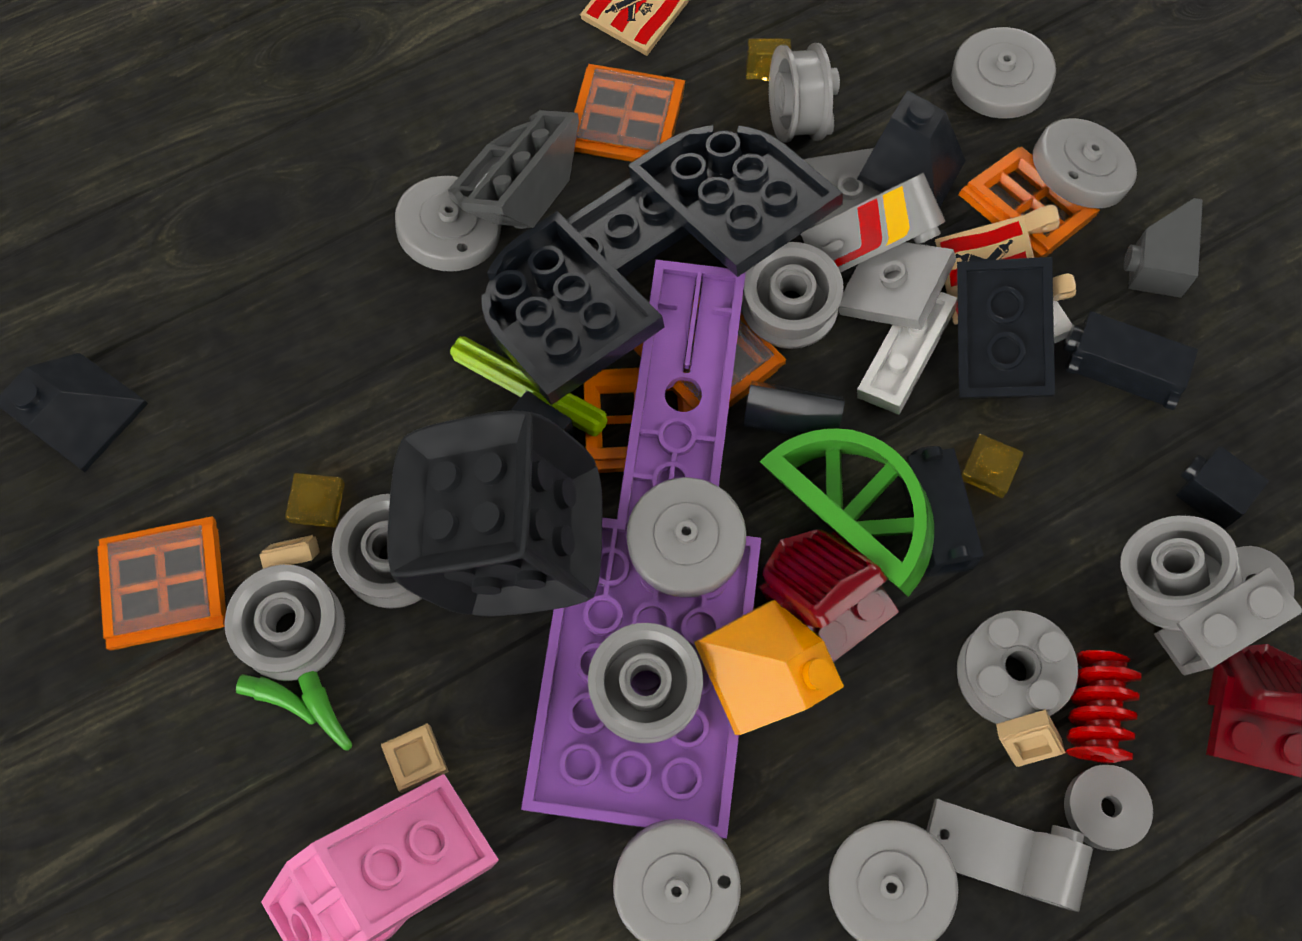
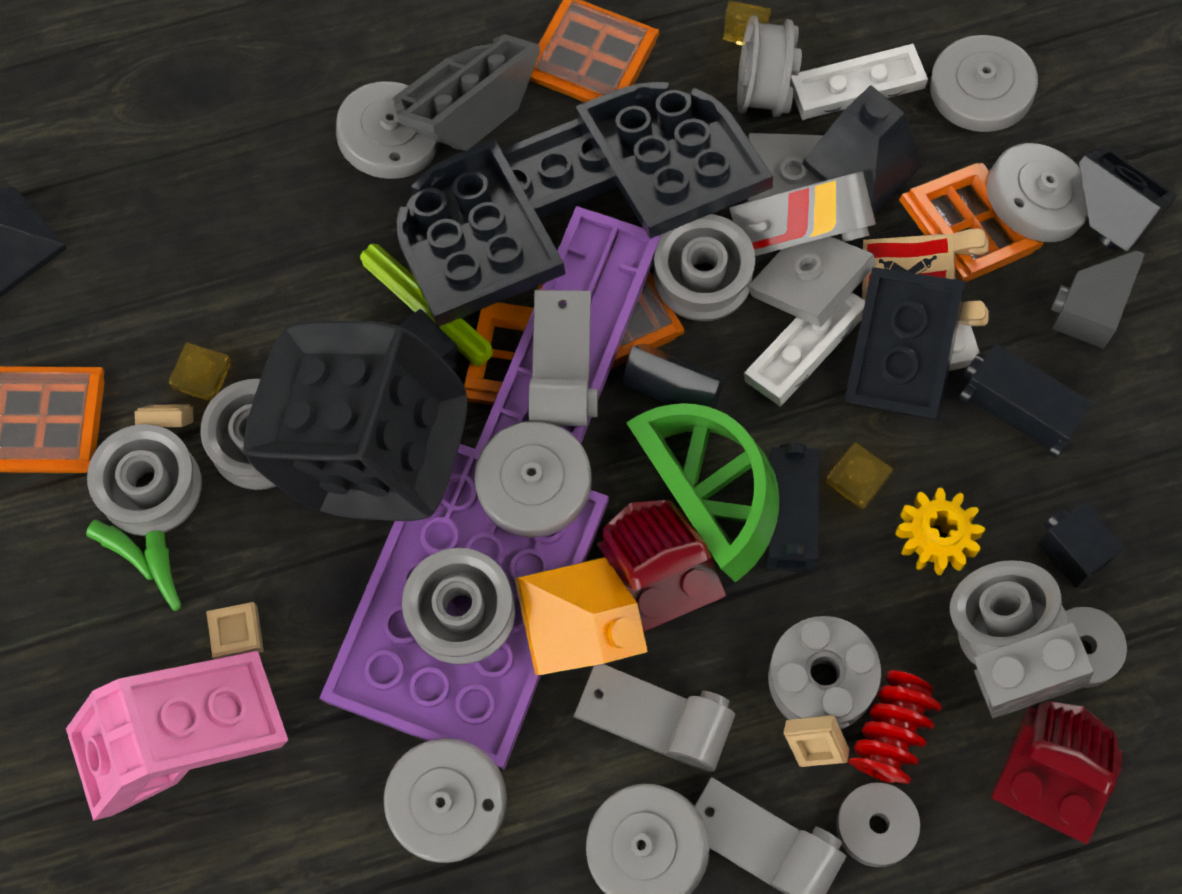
camera: 15 degrees right, 0 degrees up
(682, 412) = (562, 359): none -> light grey door
(866, 751) = (675, 726): none -> light grey door
(882, 92) = (839, 84): none -> white plate
(1096, 512) = (926, 539): none -> yellow gear
(1163, 157) = (1121, 199): none -> slope

